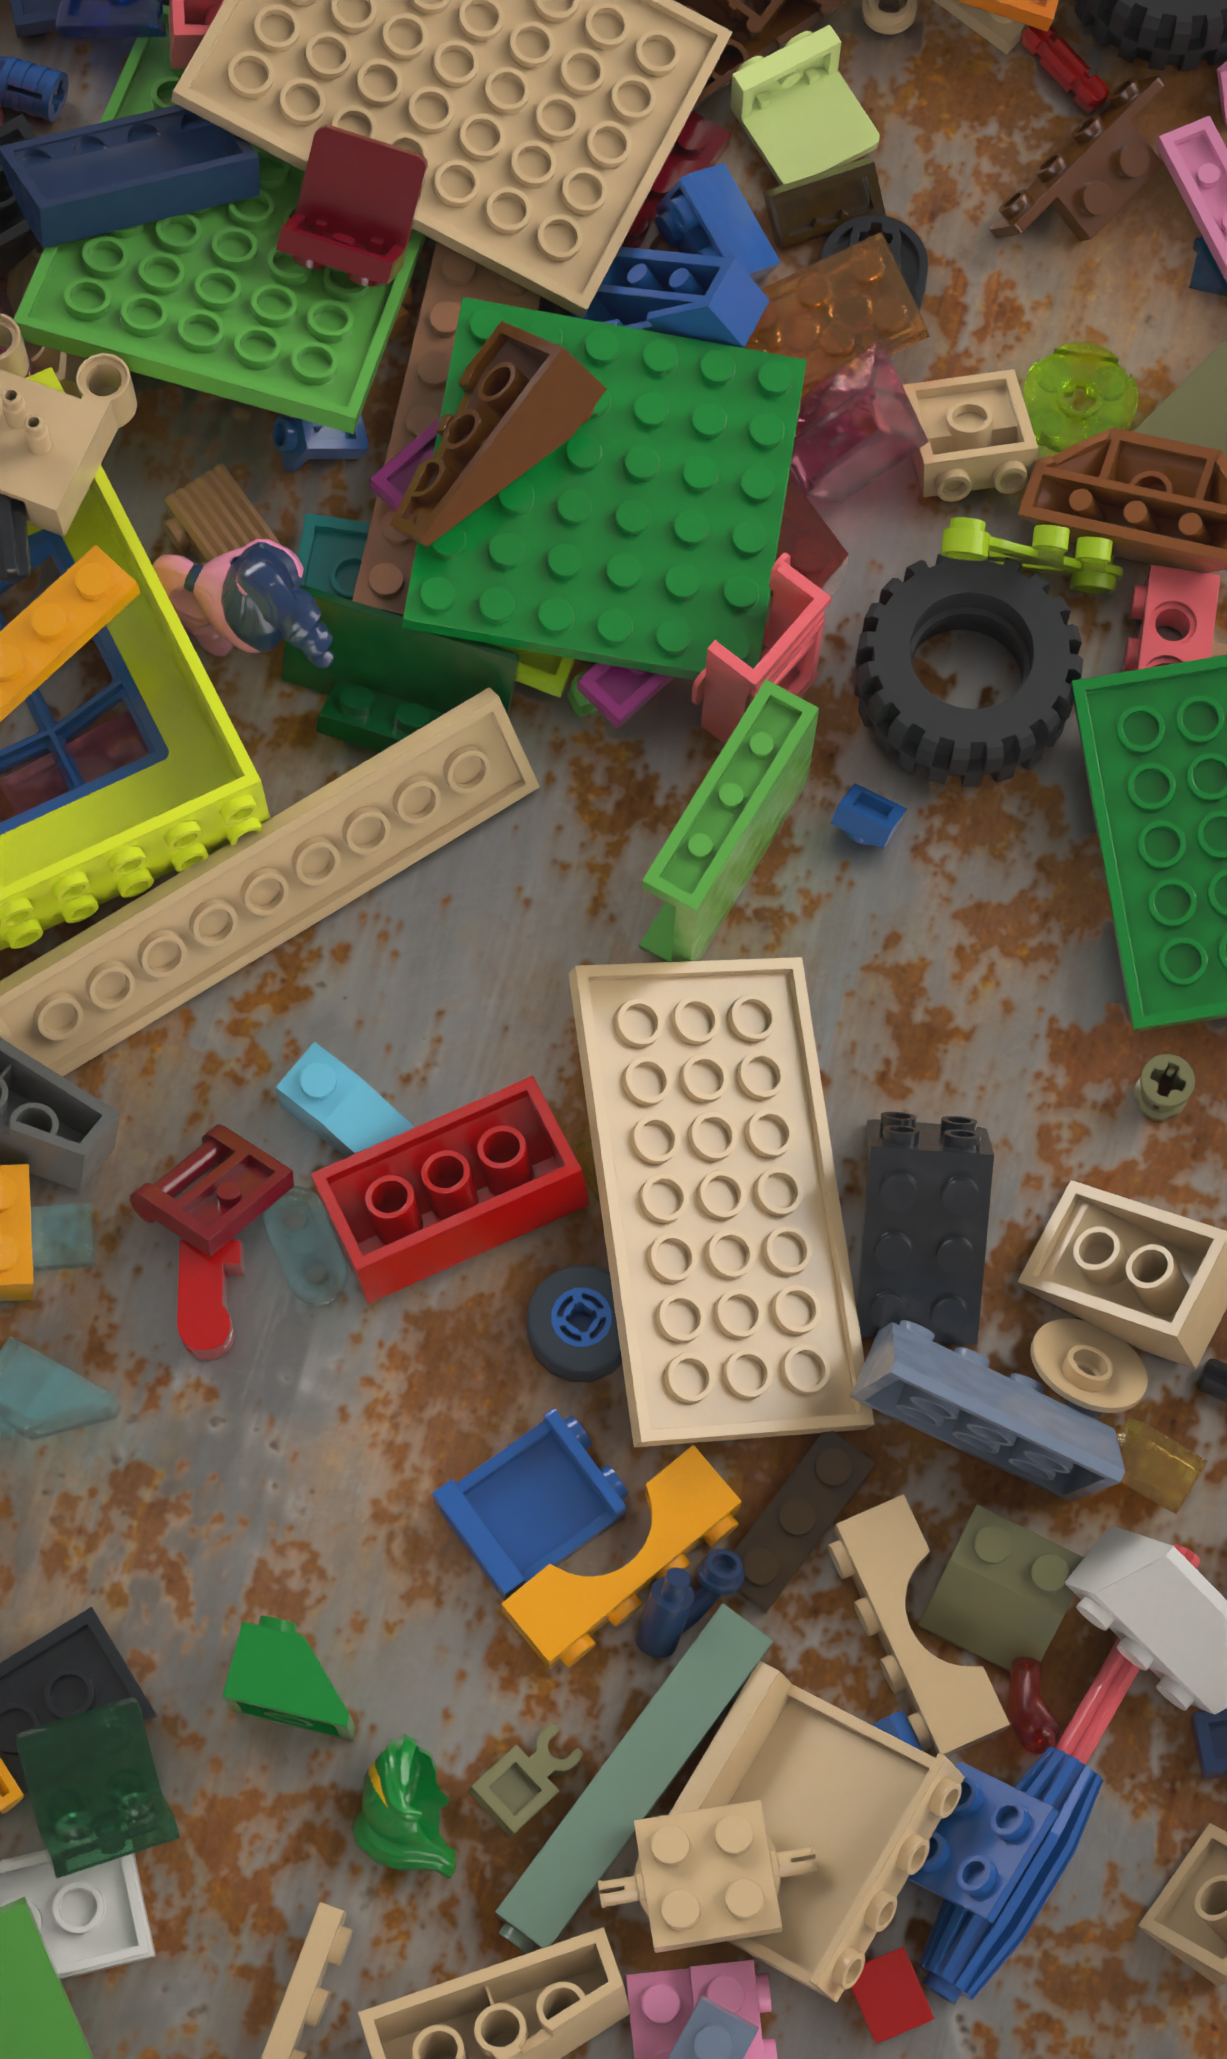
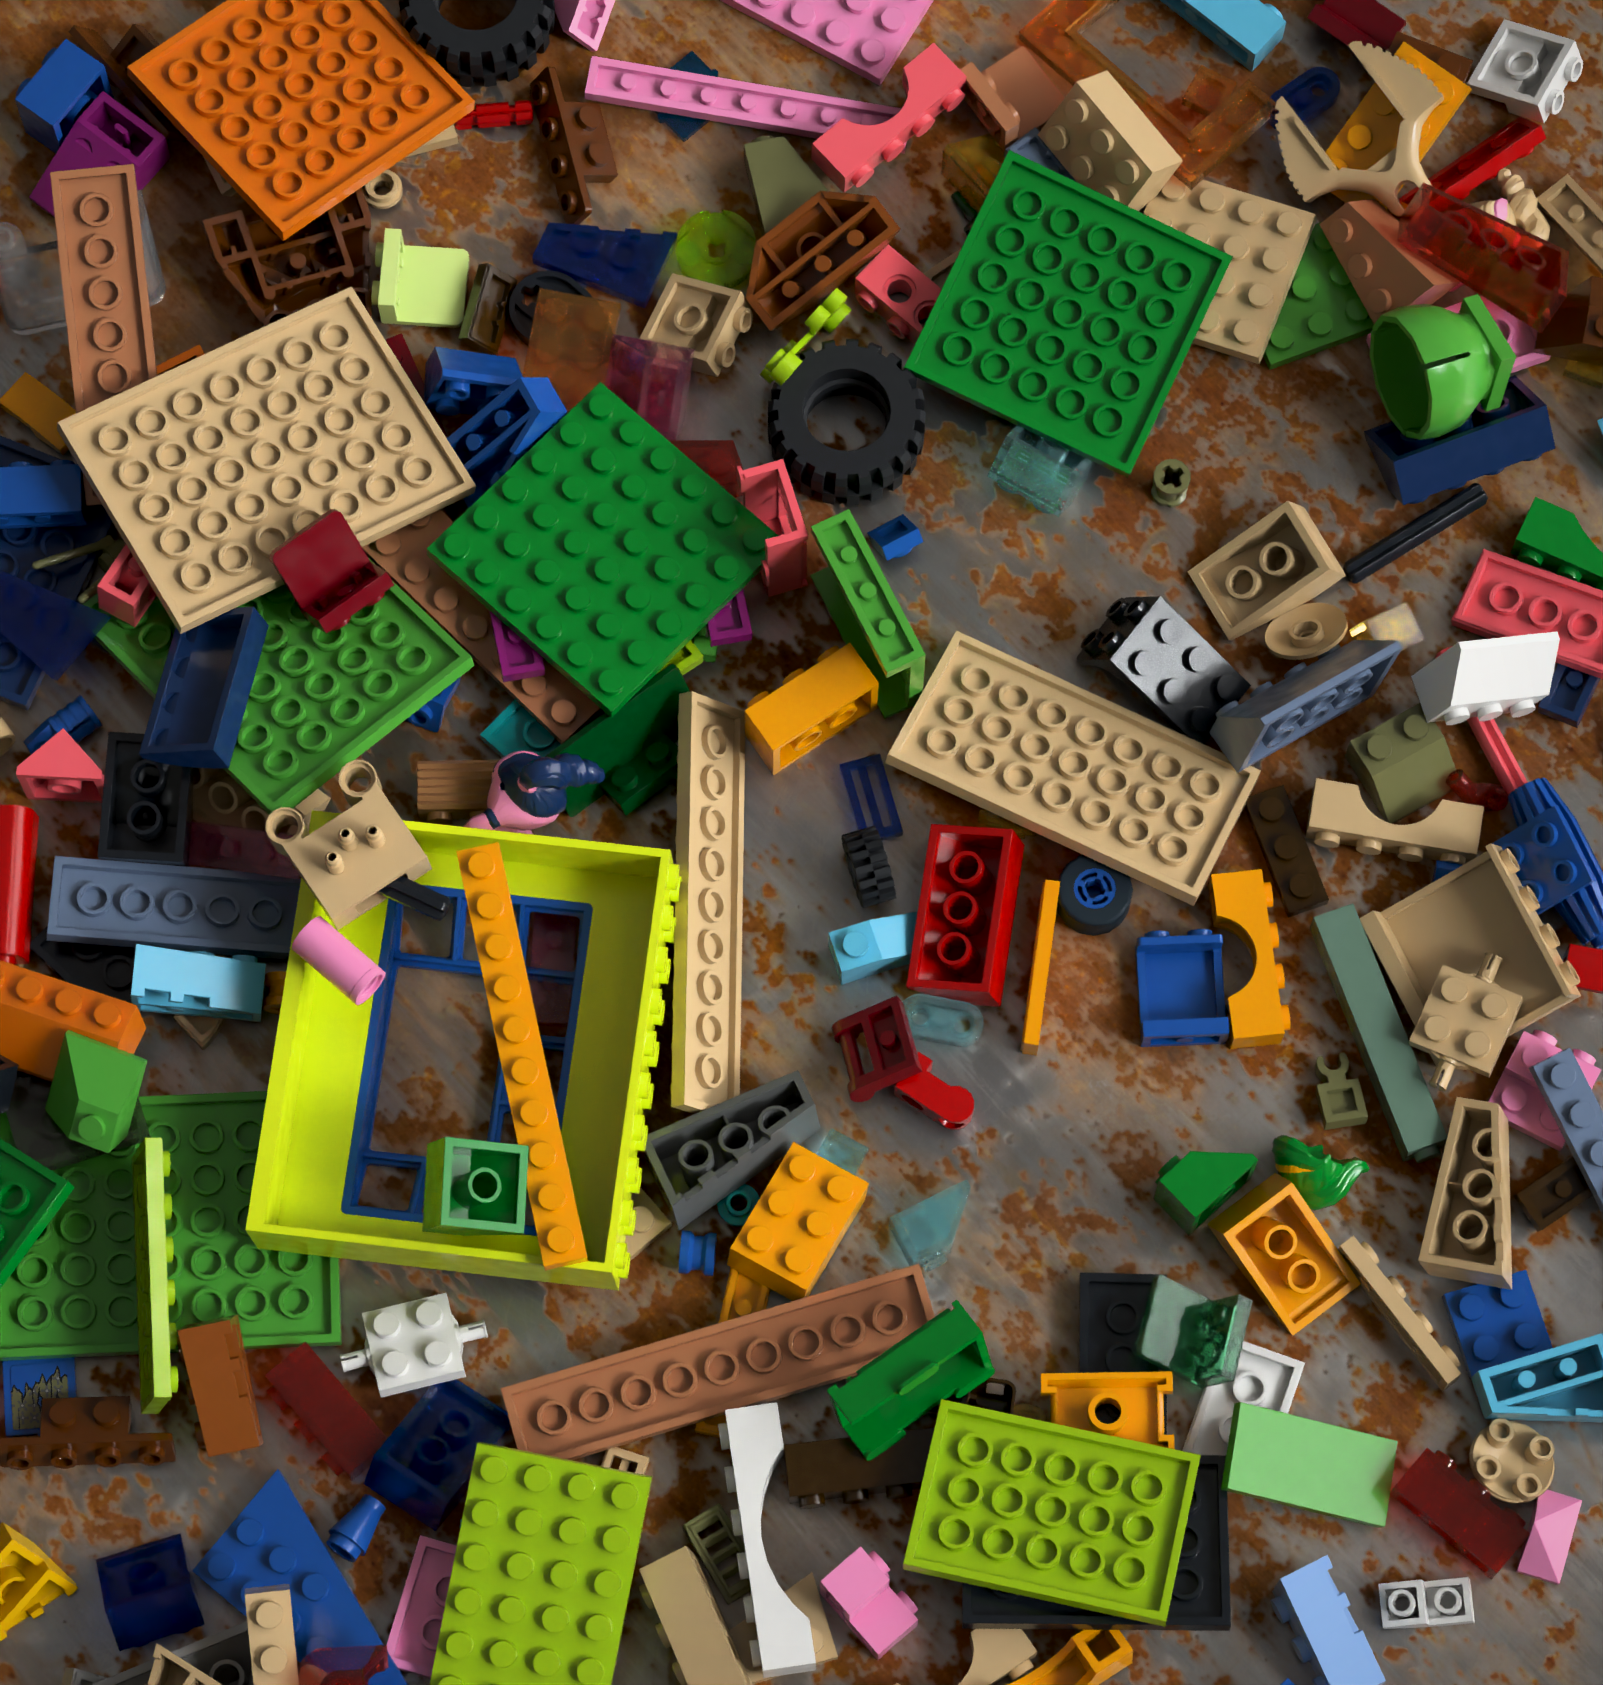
camera: 55 degrees left, 0 degrees up
(274, 1839) = (1284, 1252): none -> light orange slope
(432, 1038) = (868, 866): none -> black tyre
(442, 1319) = (1040, 967): none -> light orange tile
(497, 1032) = (860, 765): none -> clear blue tile
(515, 411) = (534, 572): reddish brown wedge -> none
(575, 846) = (810, 707): none -> light orange brick
(676, 1607) = (1294, 939): dark blue plant -> none
(979, 294) = (611, 261): none -> clear blue wing
(1068, 926) = (1039, 471): none -> clear light blue slope

